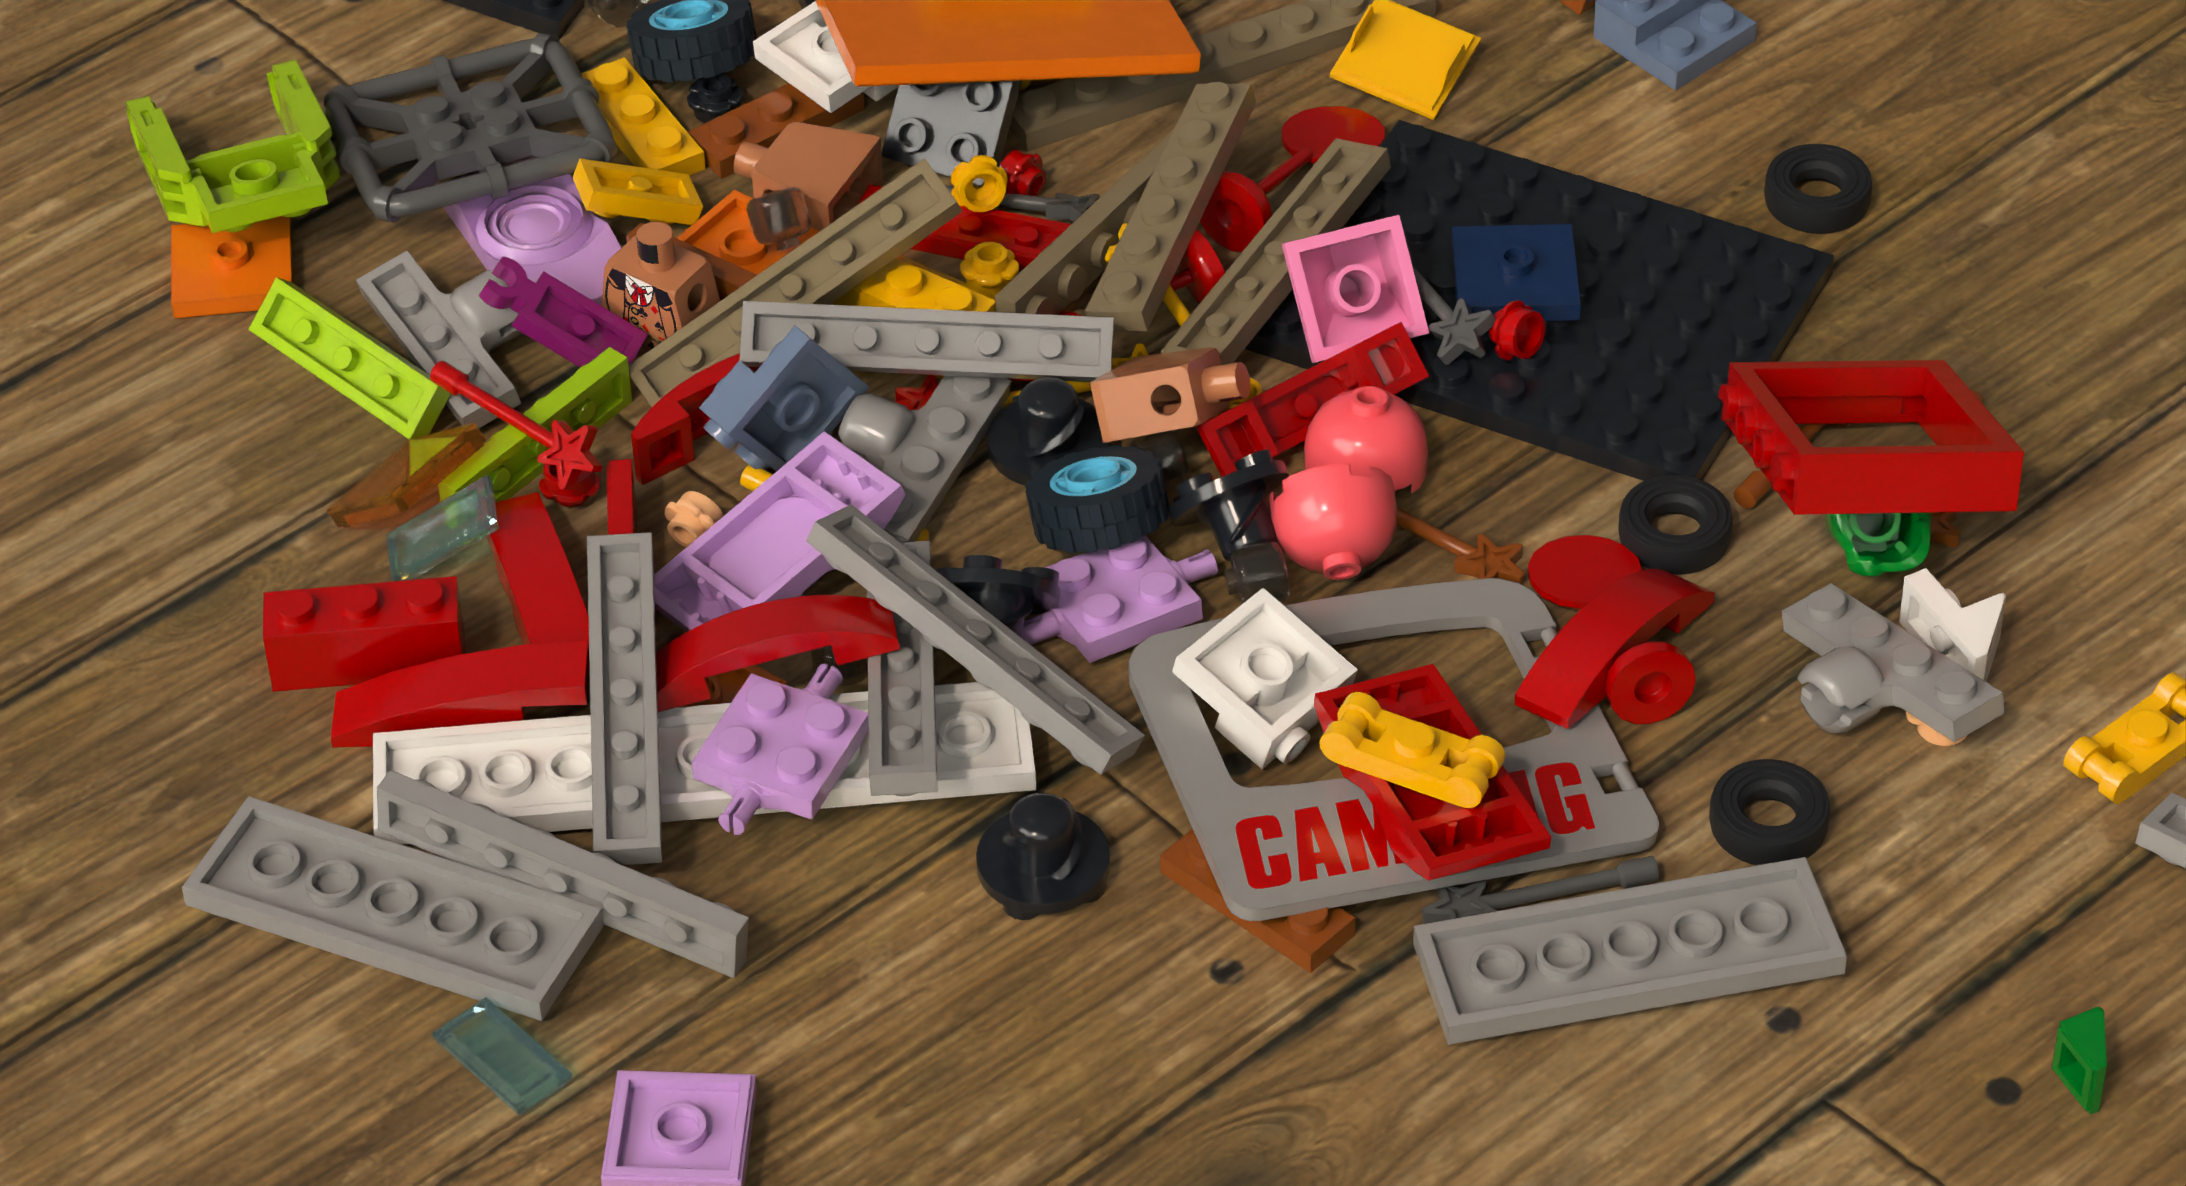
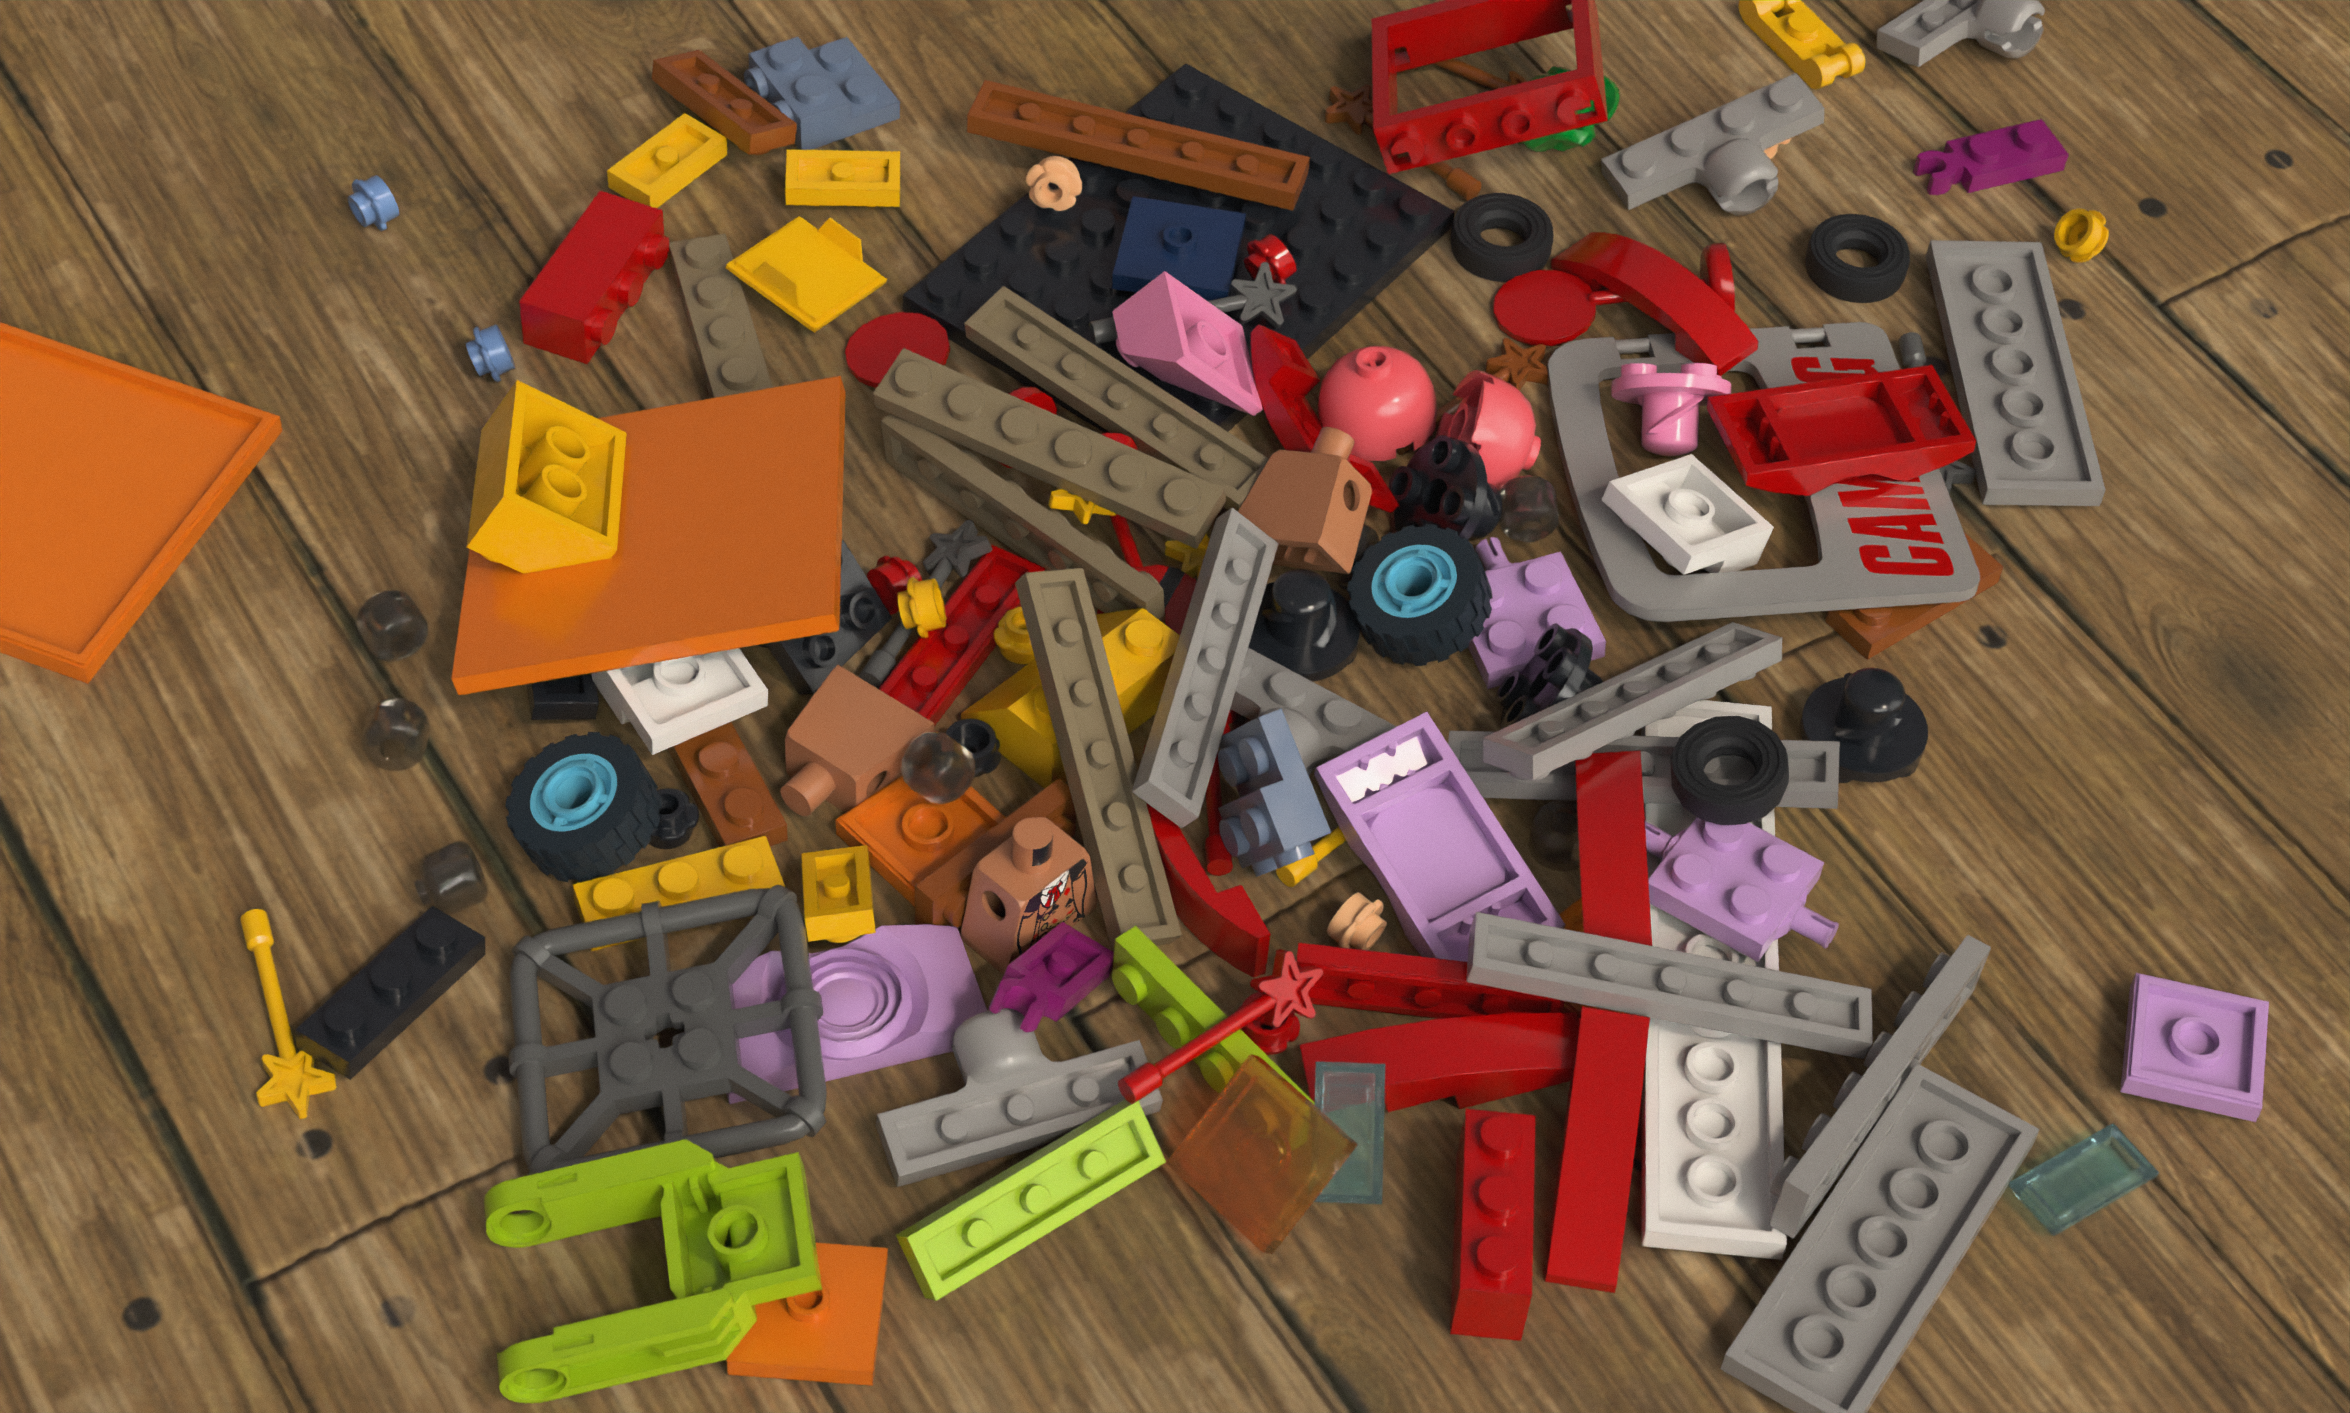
camera: 85 degrees left, 5 degrees up
(881, 717) = (1729, 803): none -> black tyre
(1411, 752) = (1842, 420): yellow plate -> none
(1447, 643) = (1669, 403): none -> bright pink plate
(1547, 55) = (842, 178): none -> yellow plate
(1563, 167) = (1057, 171): none -> light nougat plate
(1650, 220) = (1138, 144): none -> dark orange plate
(1817, 213) = (1078, 78): black tyre -> none
(1889, 1002) = (2081, 234): none -> yellow plate
(1959, 633) = (1681, 94): white slope -> none
(2010, 929) = (1993, 158): none -> magenta plate
(2081, 1057) = (2151, 142): green slope -> none

